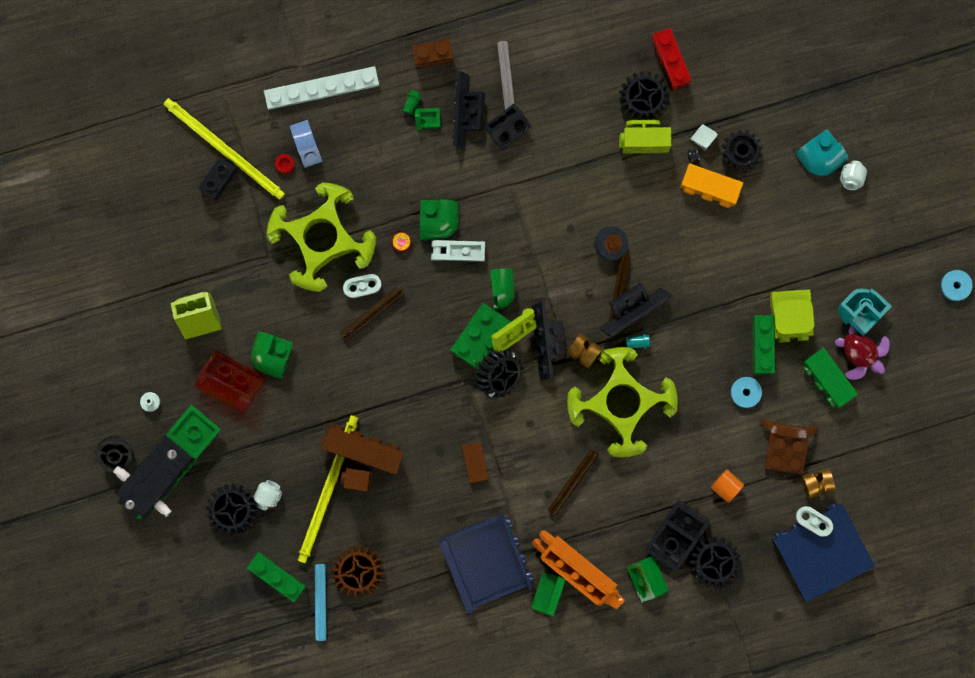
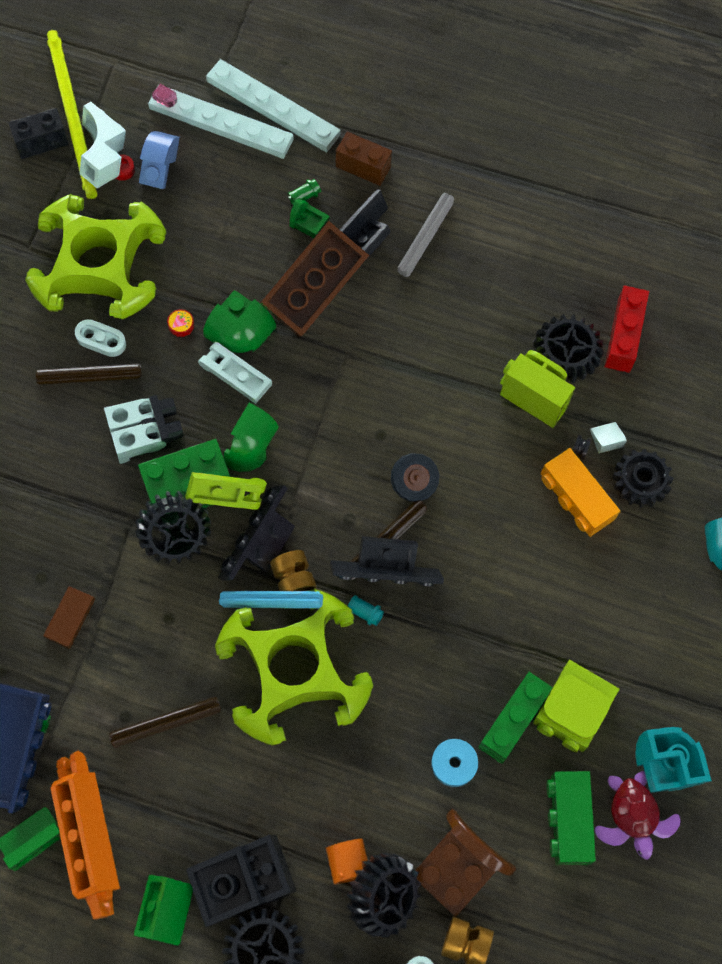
camera: 30 degrees right, 15 degrees down
(263, 151) = (101, 161): none -> light aqua arch
(277, 98) = (165, 96): none -> clear pink piece
(345, 53) = (273, 105): none -> light aqua plate
(431, 316) = (140, 426): none -> light aqua hips
(467, 162) = (314, 279): none -> reddish brown brick
(510, 123) = (389, 271): black brick -> none
(583, 374) = (271, 599): none -> medium azure axle
(759, 490) = (377, 894): none -> black gear

